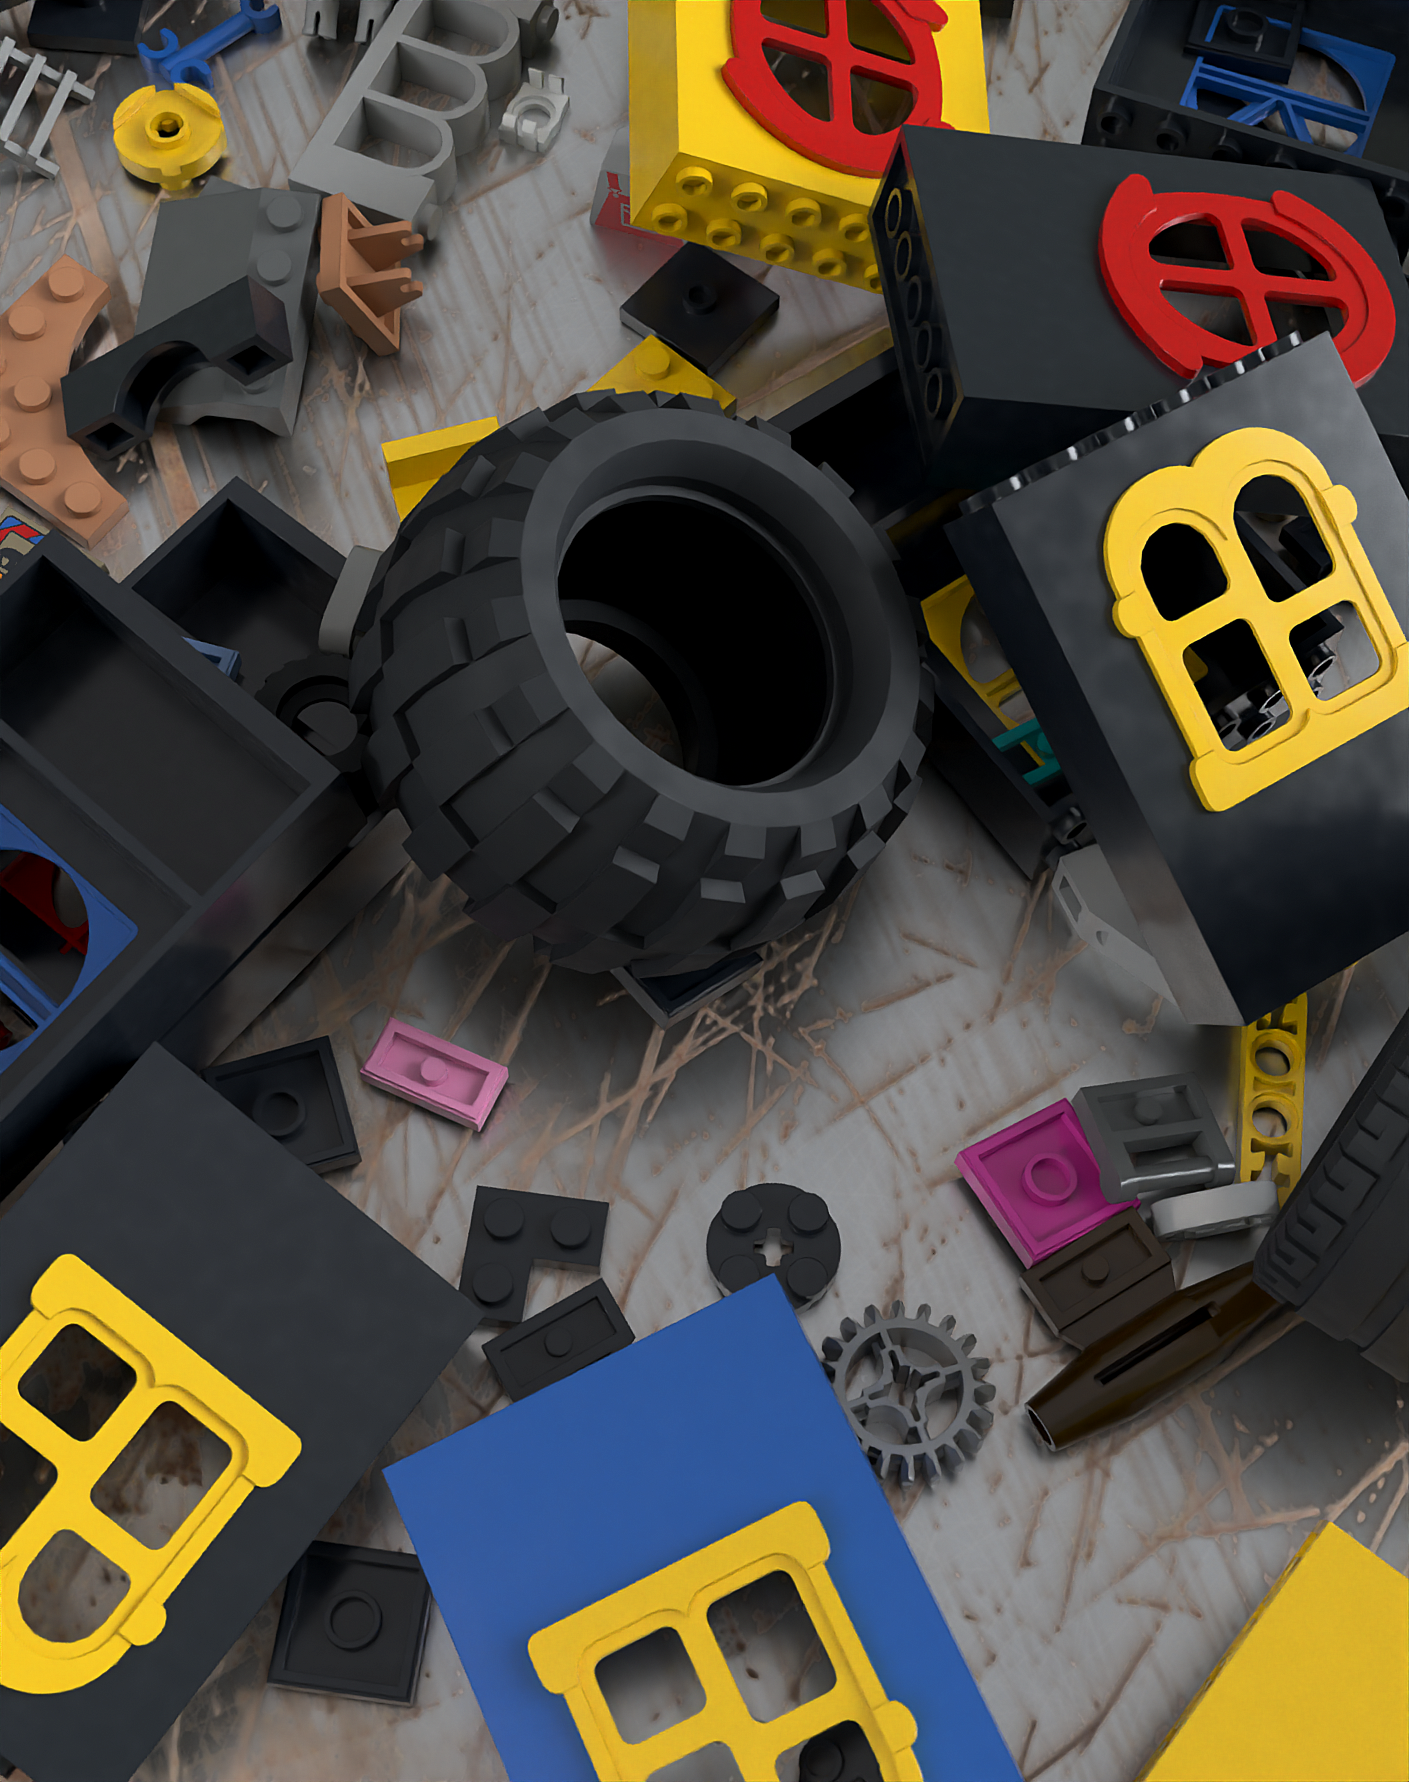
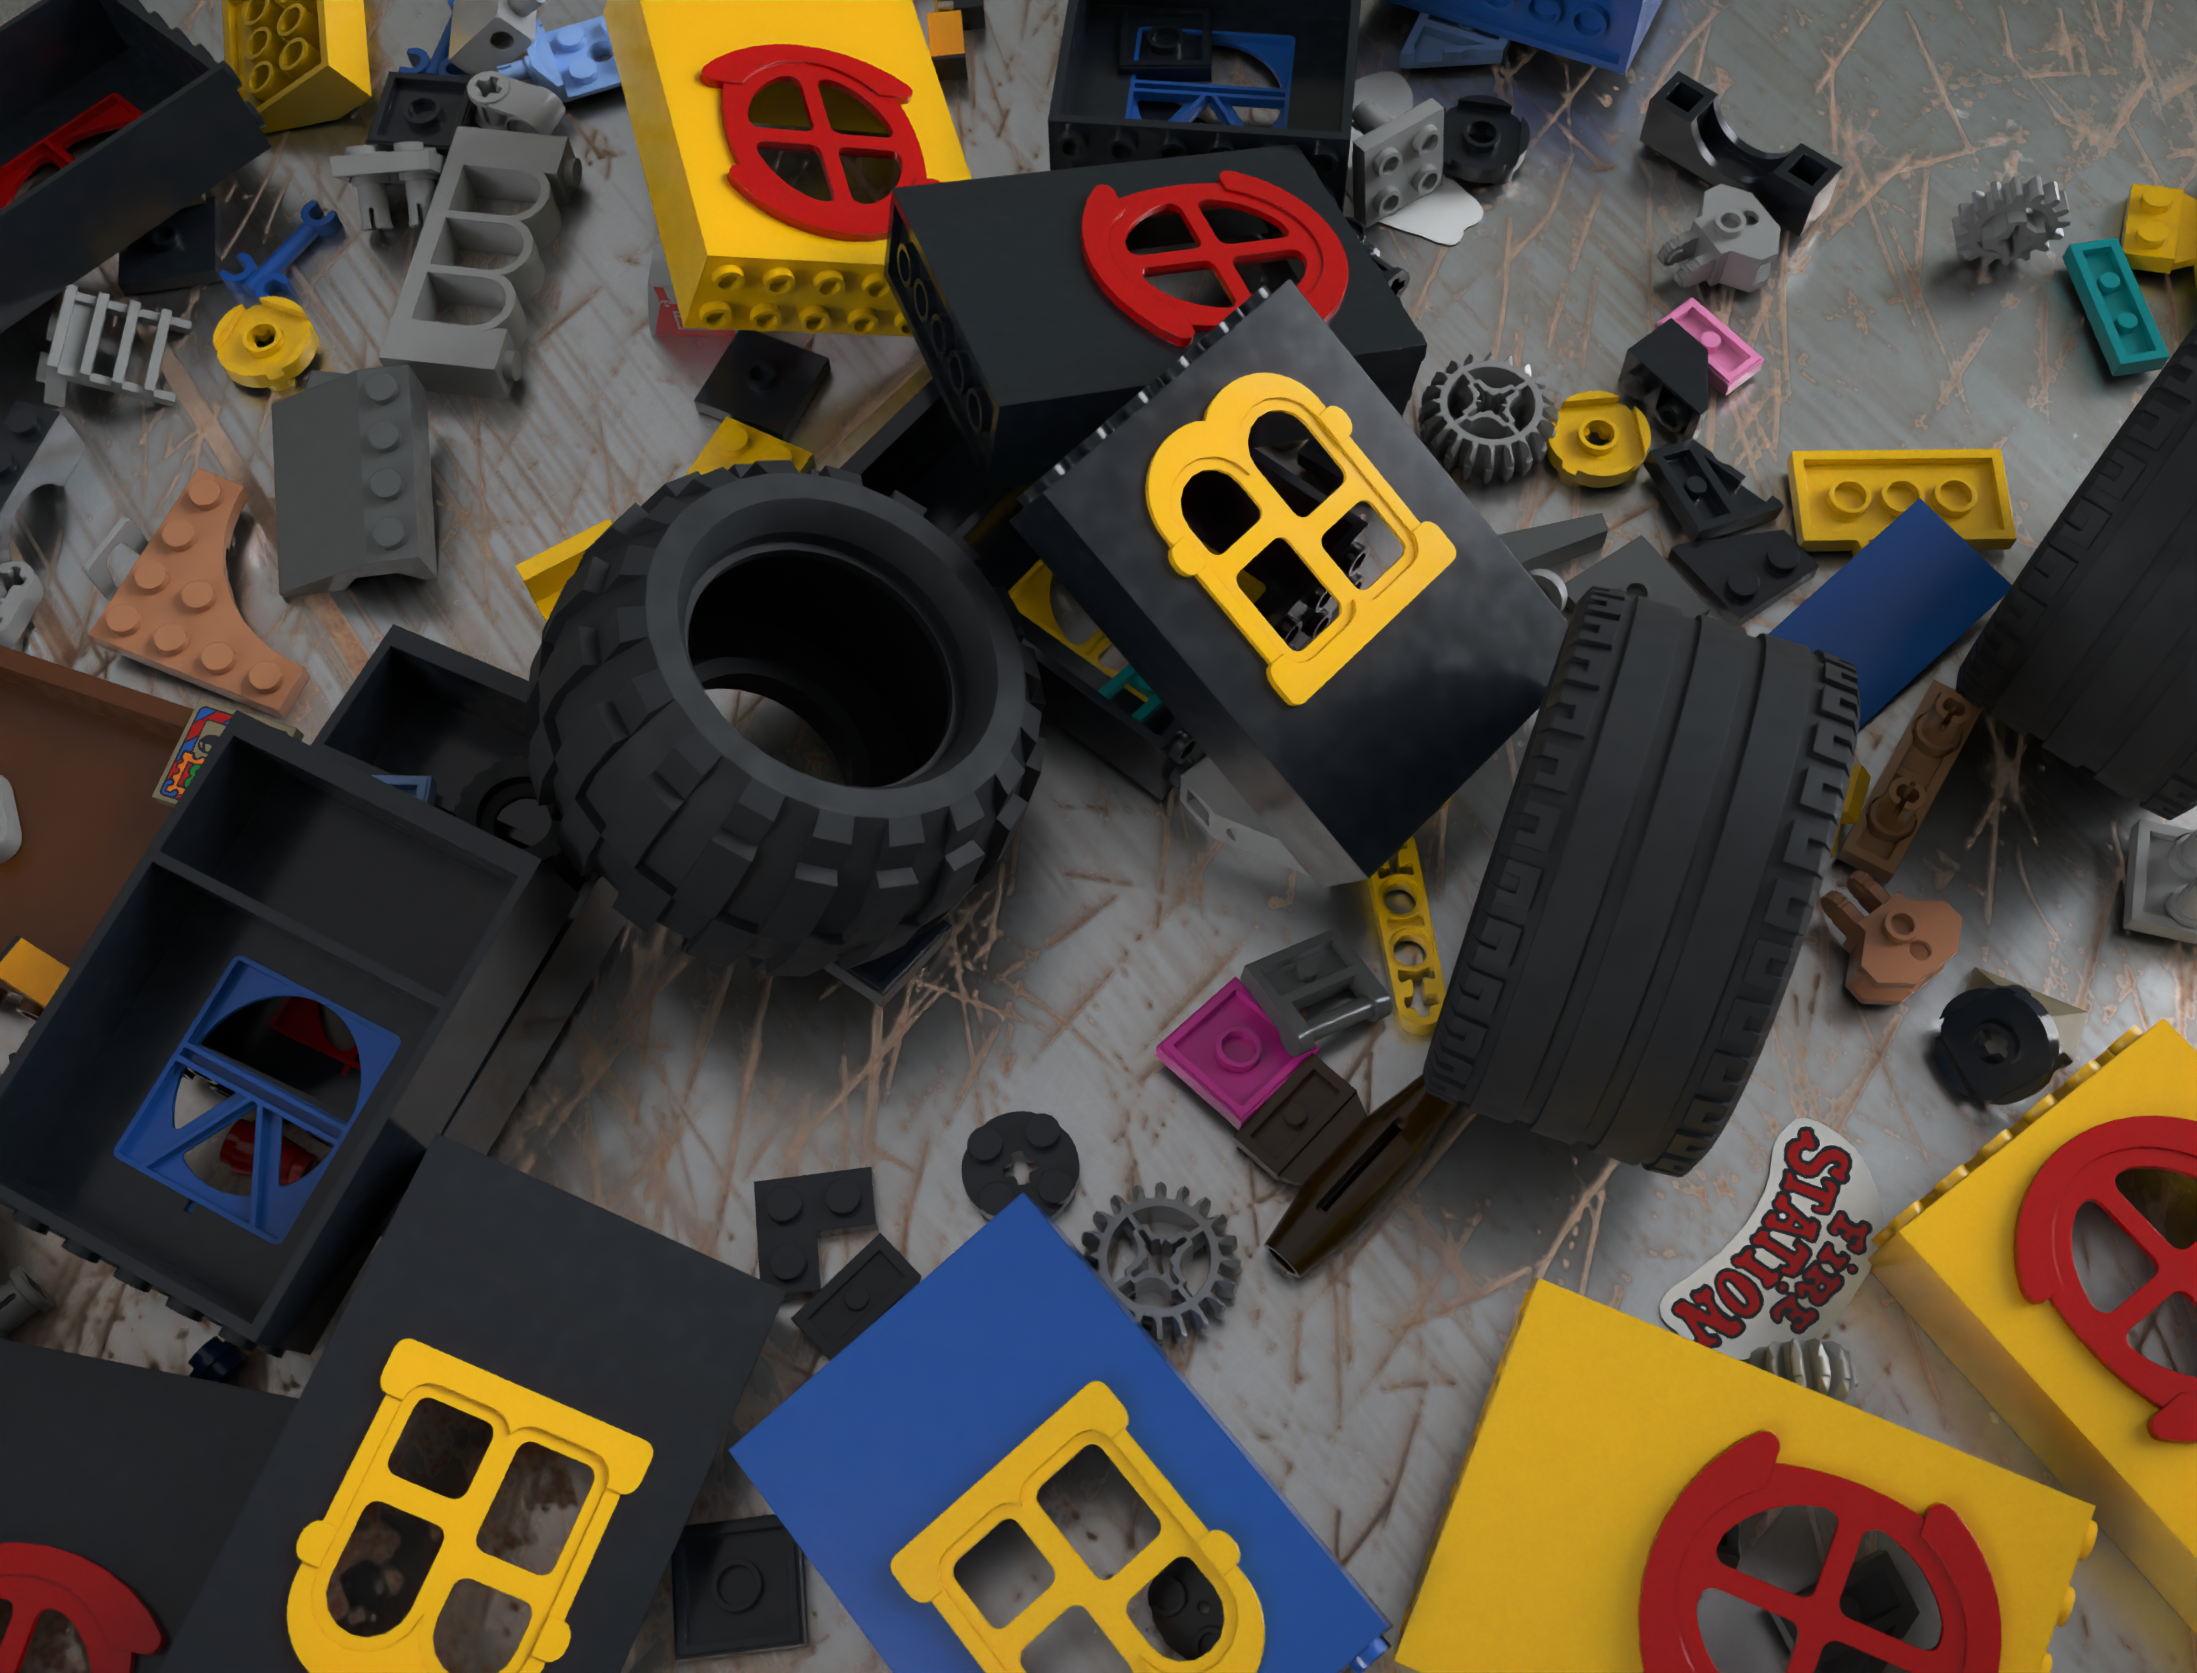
camera: 10 degrees left, 0 degrees up
(119, 395) = (277, 576): black arch -> none
(295, 1100) = (576, 1152): black plate -> none
(338, 623) = (511, 732): light grey beam -> none
(364, 272) = (464, 421): nougat plate -> none
(434, 1074) = (693, 1095): bright pink plate -> none
(535, 96) = (579, 237): white piece -> none
(1215, 1211) = (1382, 1040): light grey beam -> none

